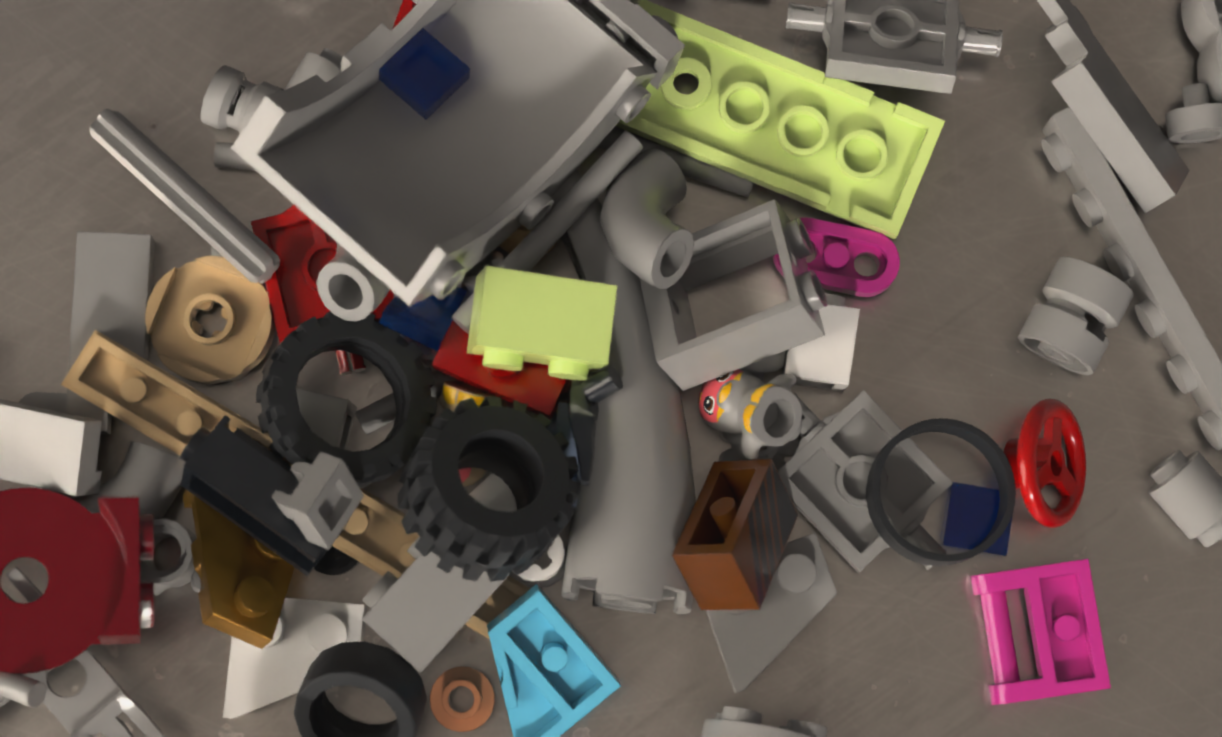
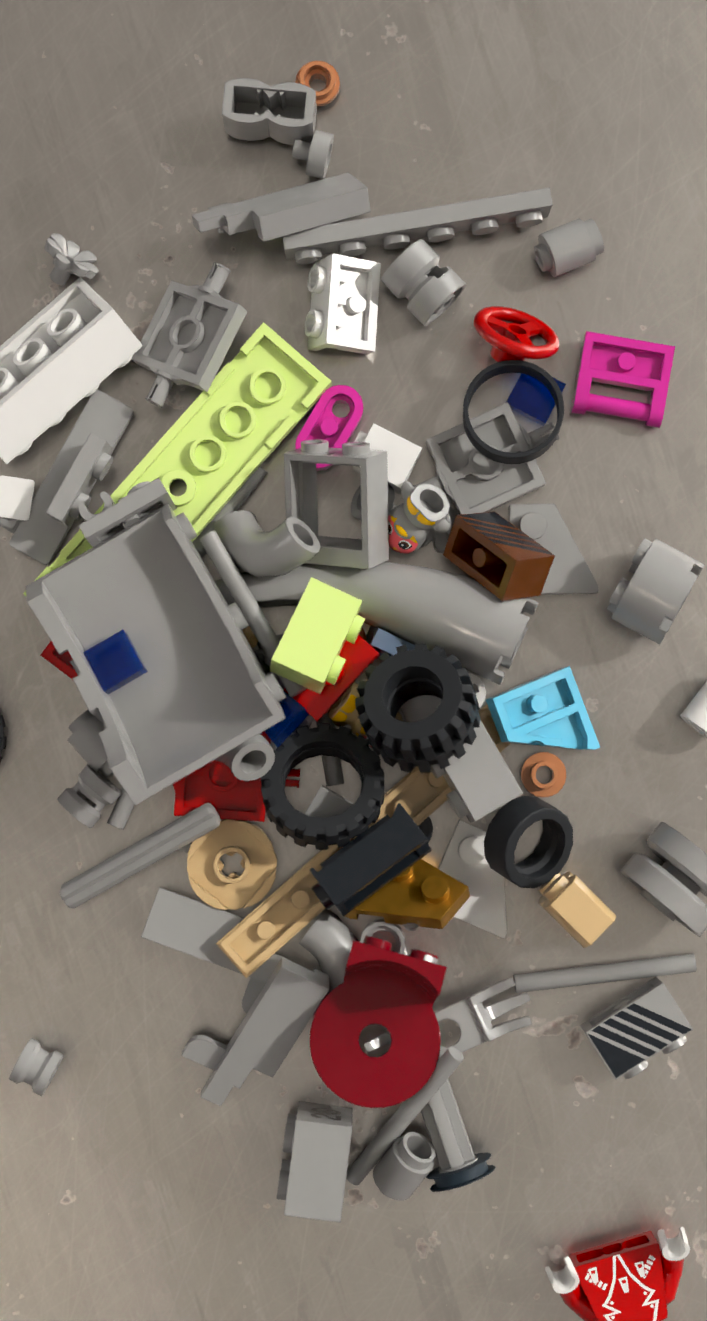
camera: 75 degrees left, 5 degrees up
(322, 499) = (391, 820): light grey tile -> none
(584, 411) = (386, 629): black bar -> none
(1008, 221) = (343, 304): none -> white bracket

